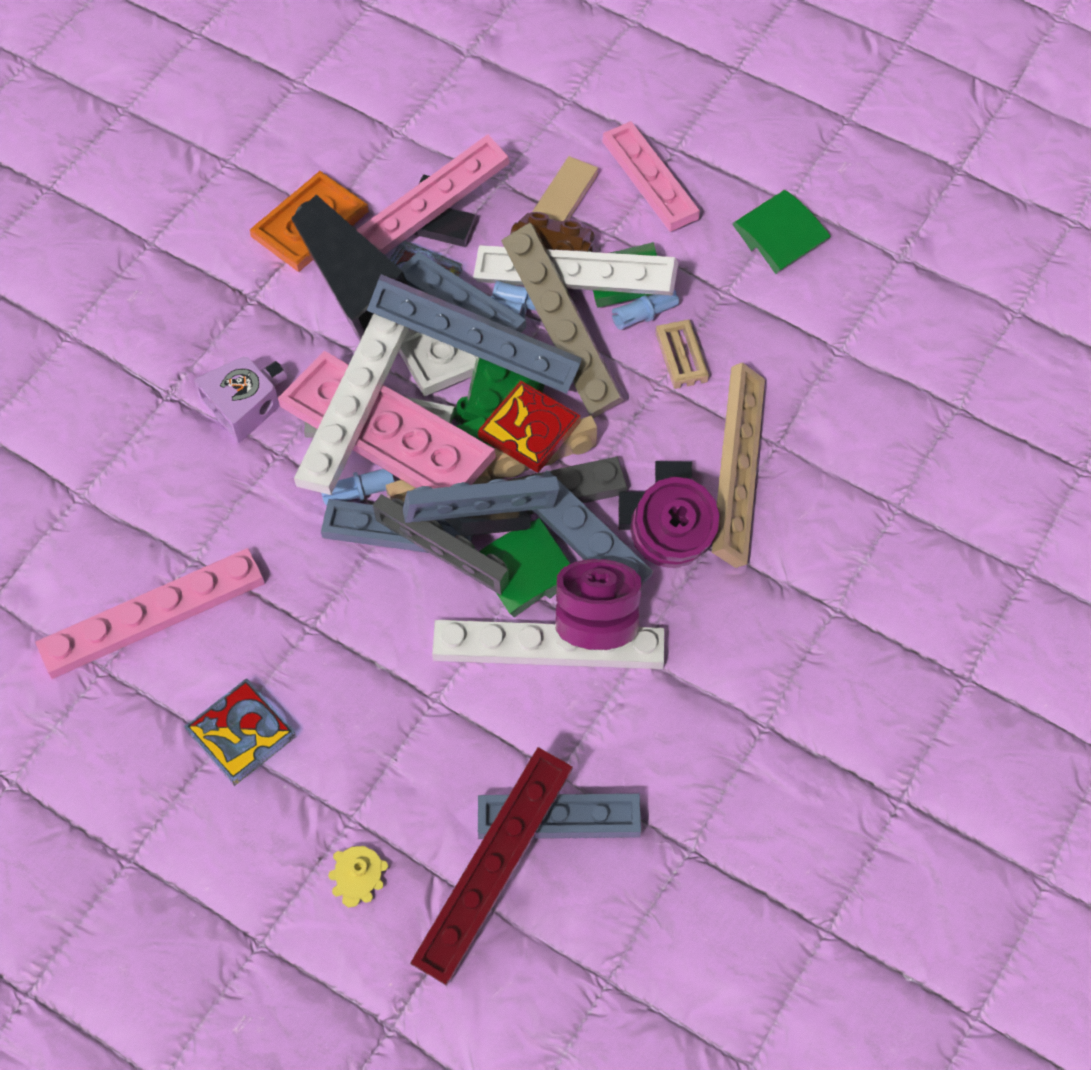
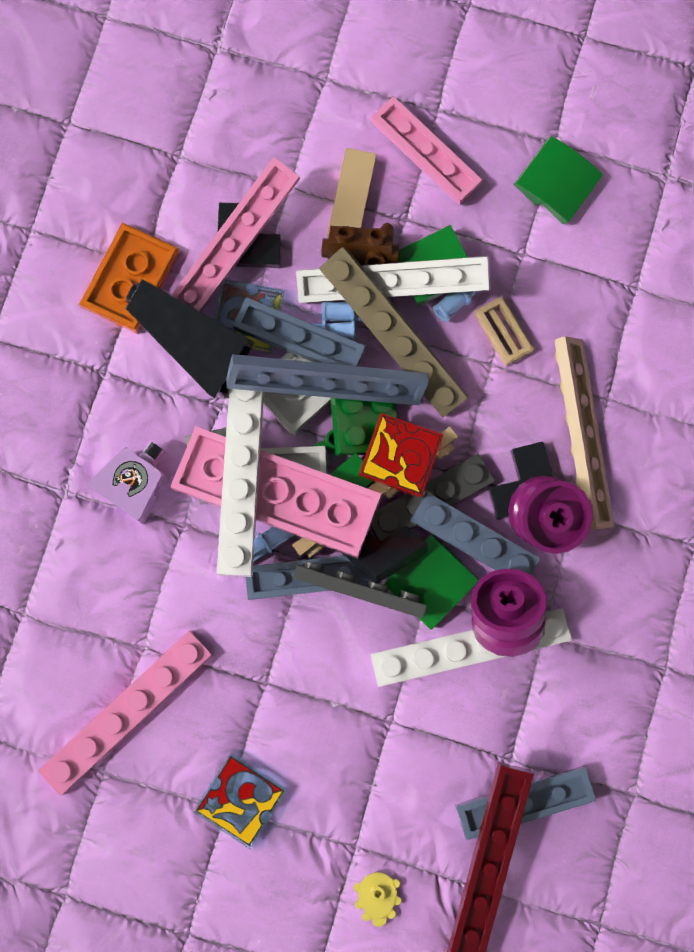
camera: 20 degrees left, 20 degrees up
(480, 499) = (372, 555): sand blue plate -> none

